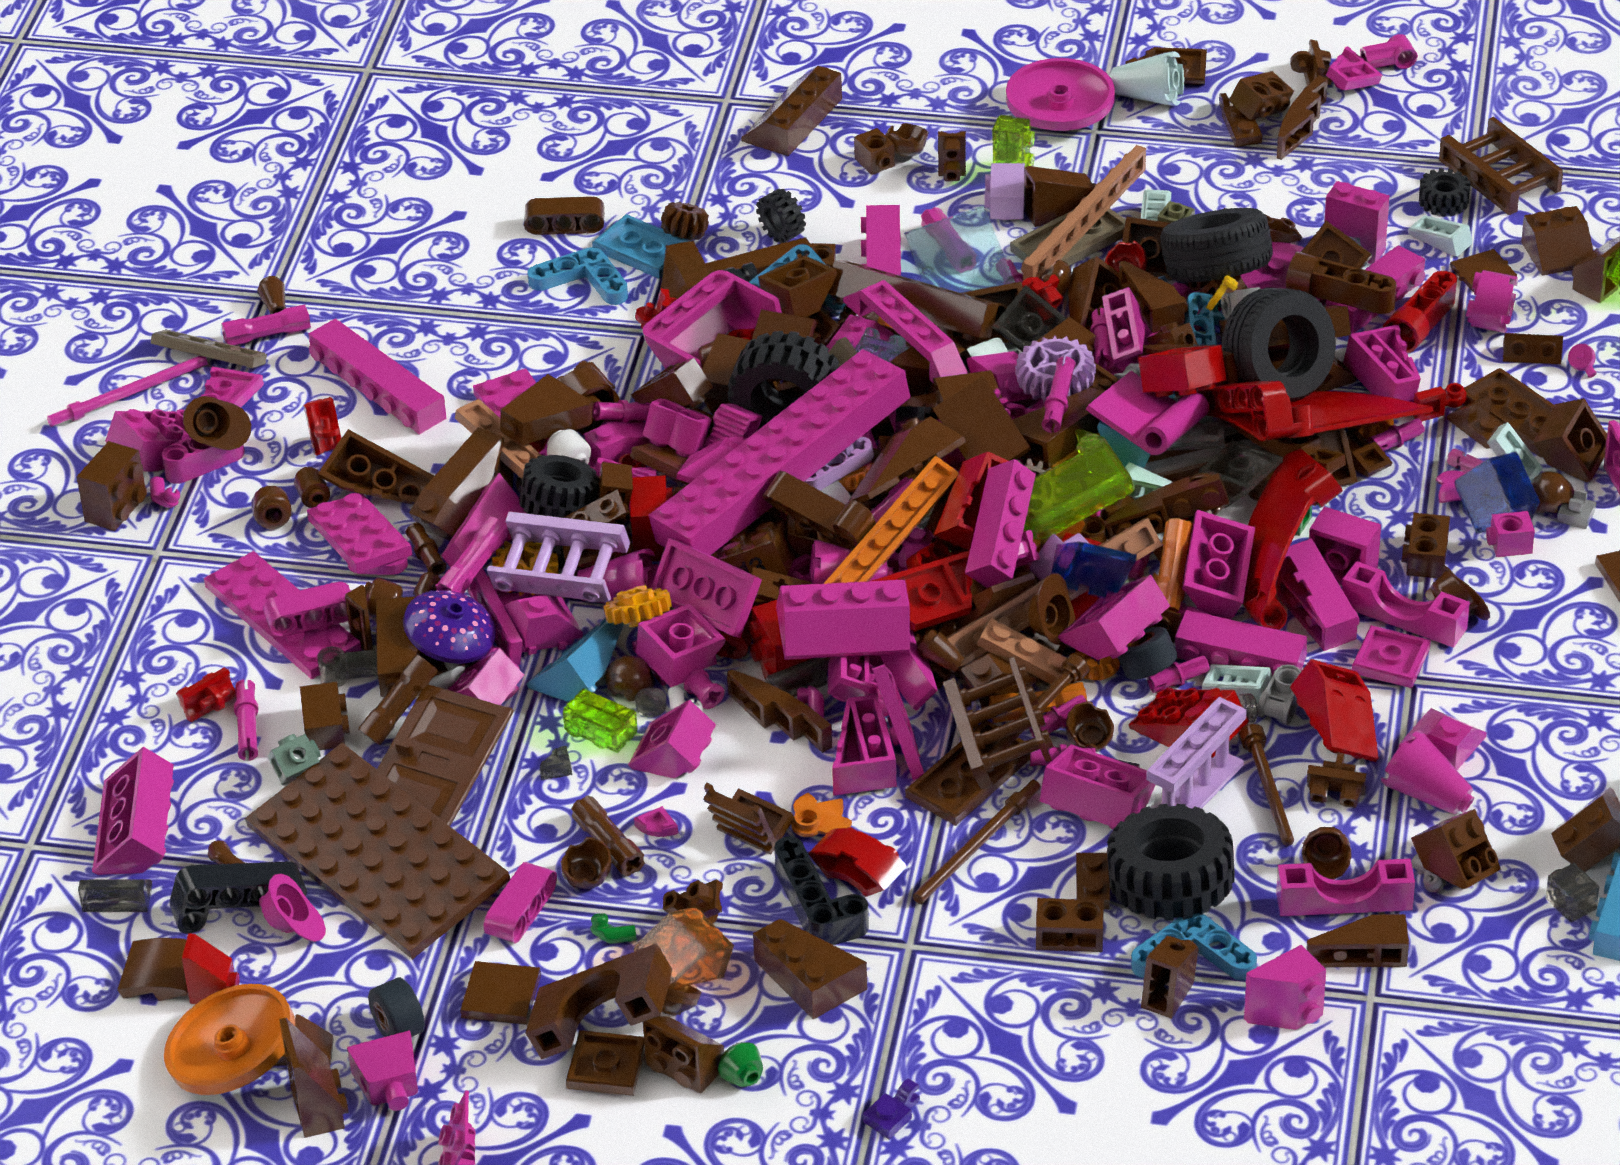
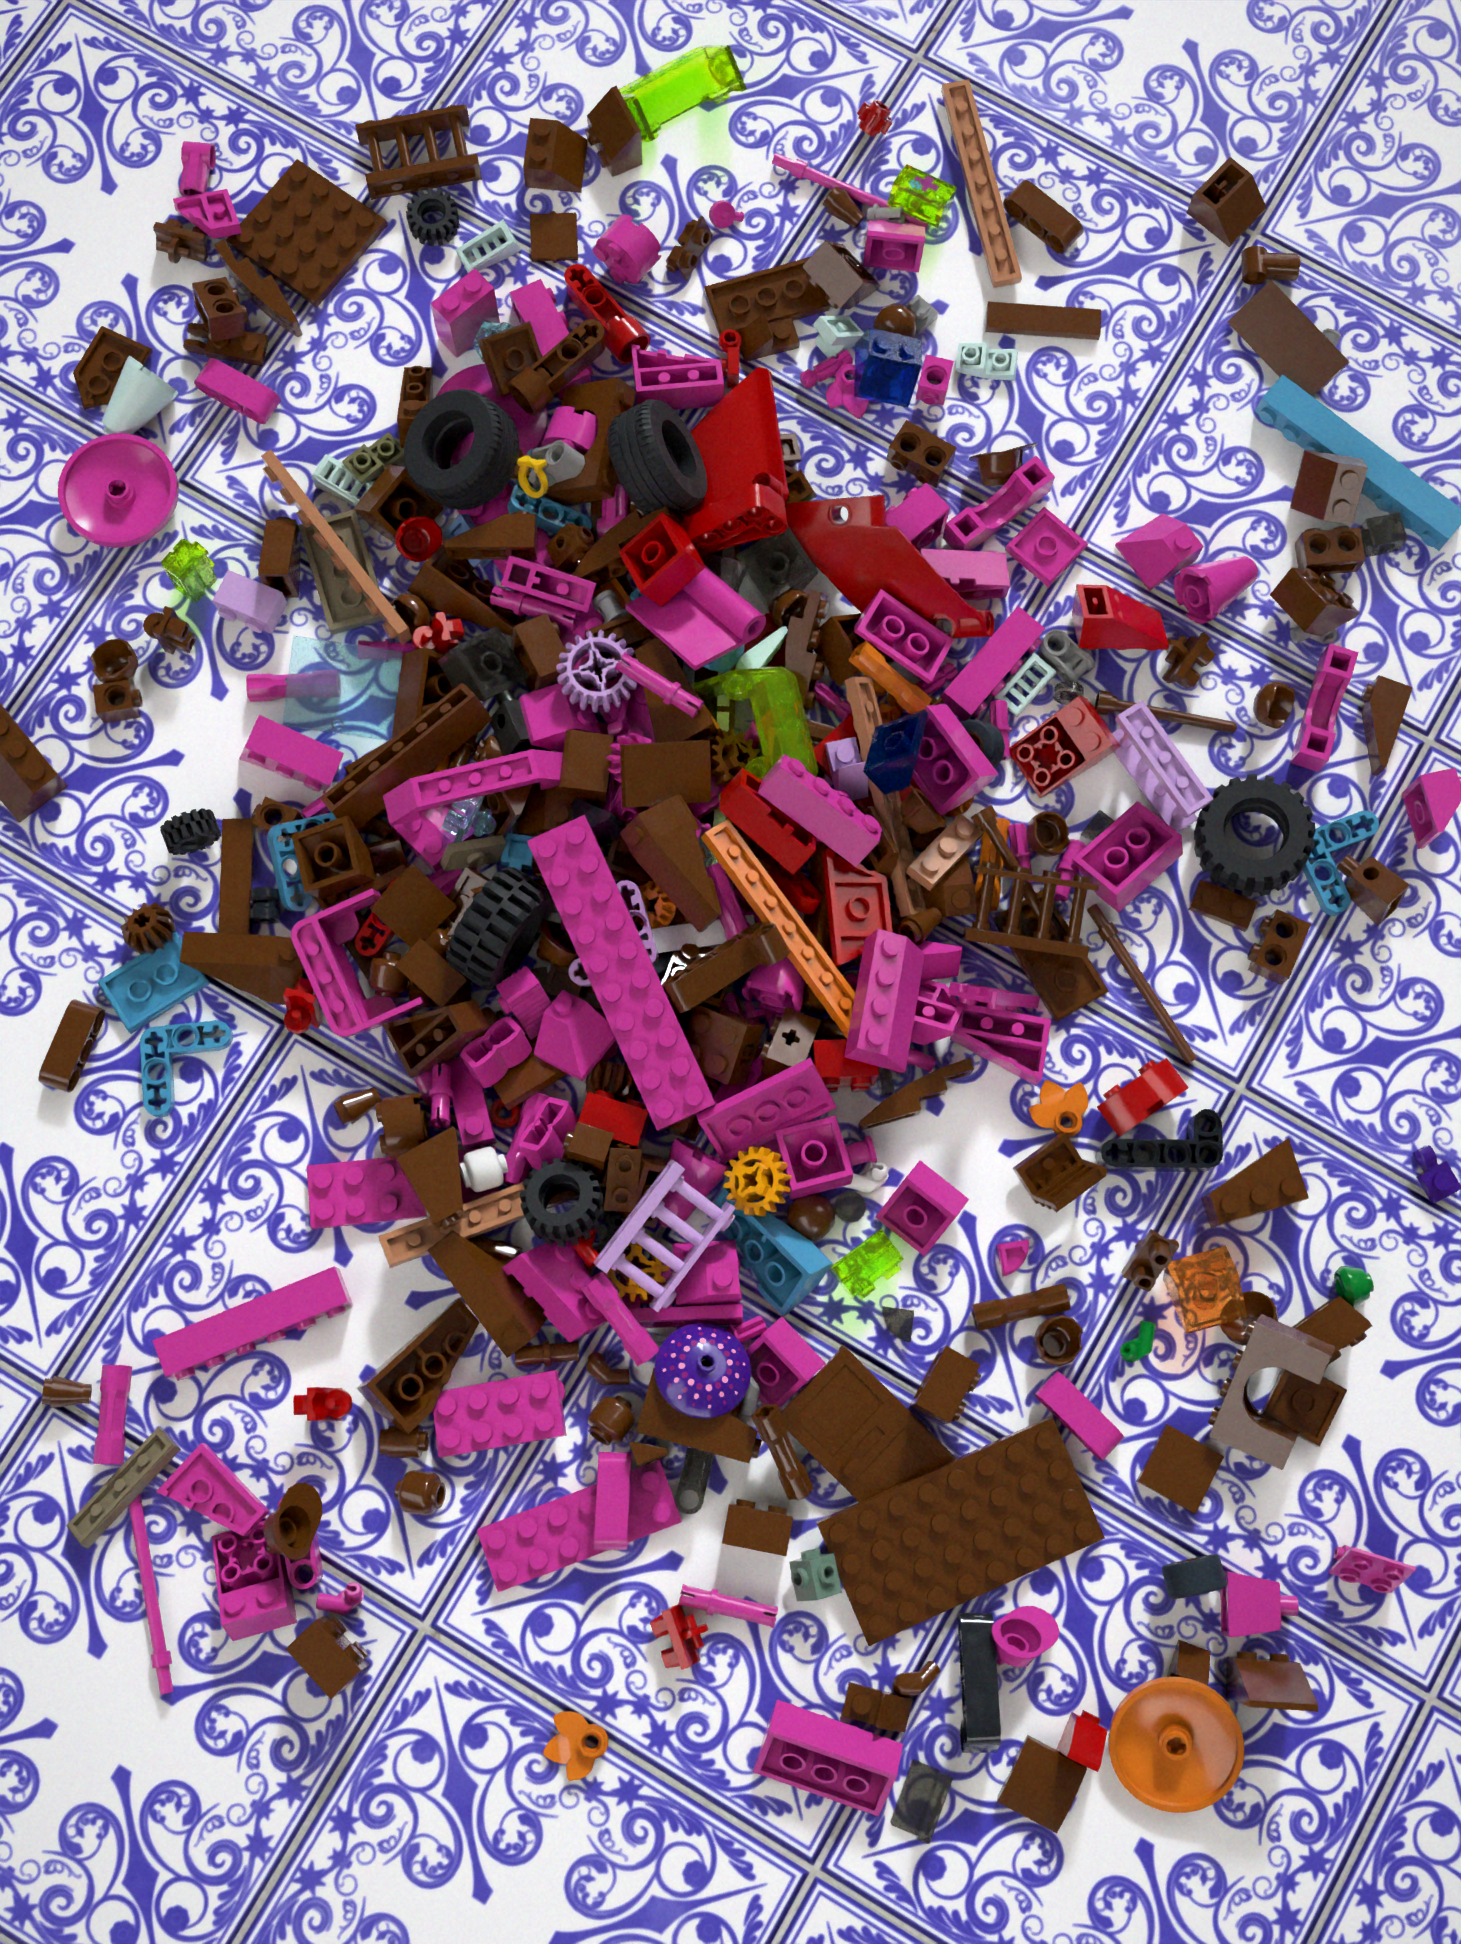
camera: 75 degrees left, 35 degrees up
(90, 665) = (570, 1744): none -> orange plate
(190, 841) = (876, 1707): none -> reddish brown slope
(506, 789) = (946, 1385): none -> reddish brown brick
(1197, 134) = (237, 391): none -> dark pink beam
(1377, 132) = (307, 233): none -> reddish brown plate
(1525, 856) = (1331, 557): none -> reddish brown brick
(1560, 568) = (981, 362): none -> light aqua slope

